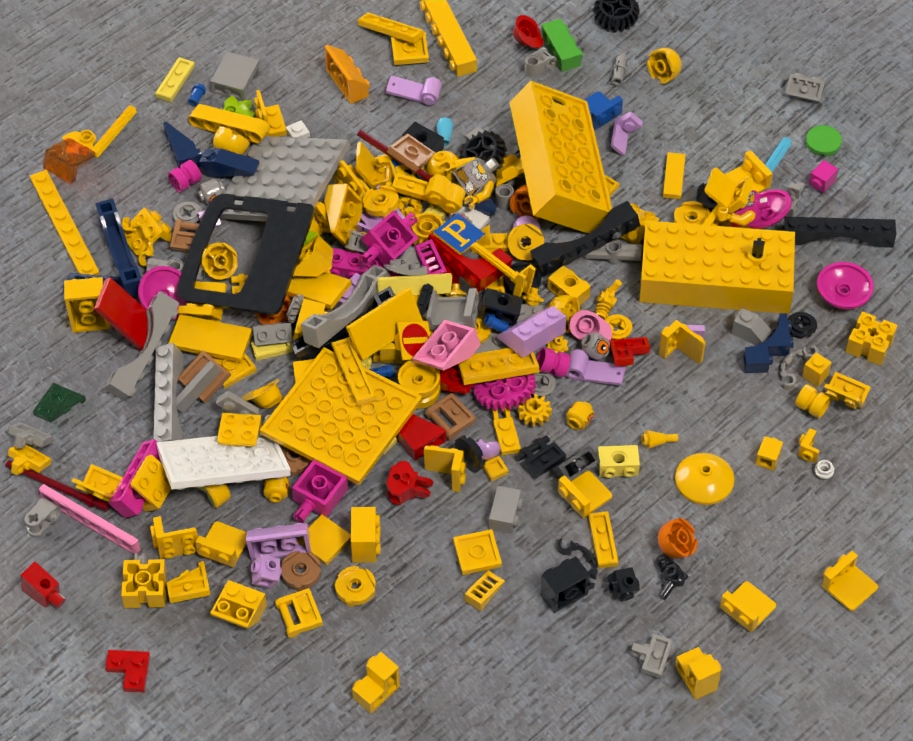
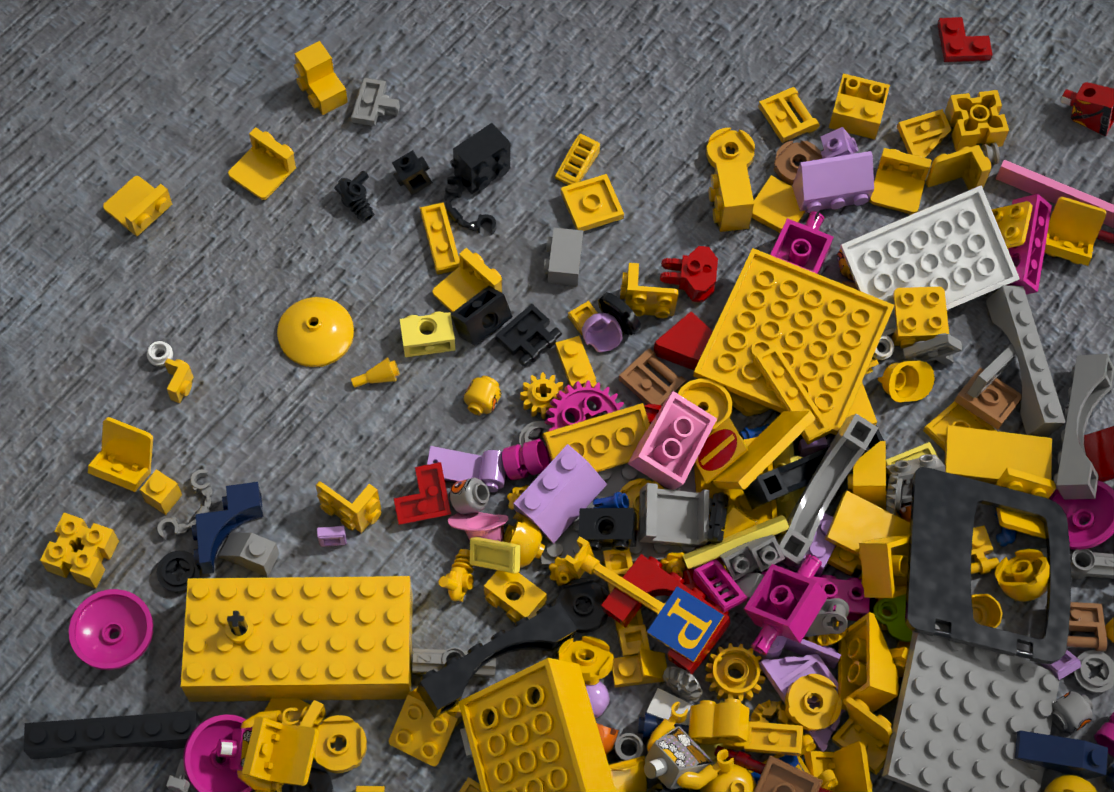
camera: 170 degrees right, 10 degrees up
(250, 245) = (986, 610): none -> yellow hair
(378, 684) = (682, 37): yellow brick -> none
(581, 296) = (495, 554): none -> light yellow tile
(625, 328) = (436, 530): yellow gear -> none
(677, 539) = (348, 228): orange cylinder -> none
(769, 453) = (230, 364): yellow brick -> none
(814, 402) = (171, 443): yellow wheel -> none

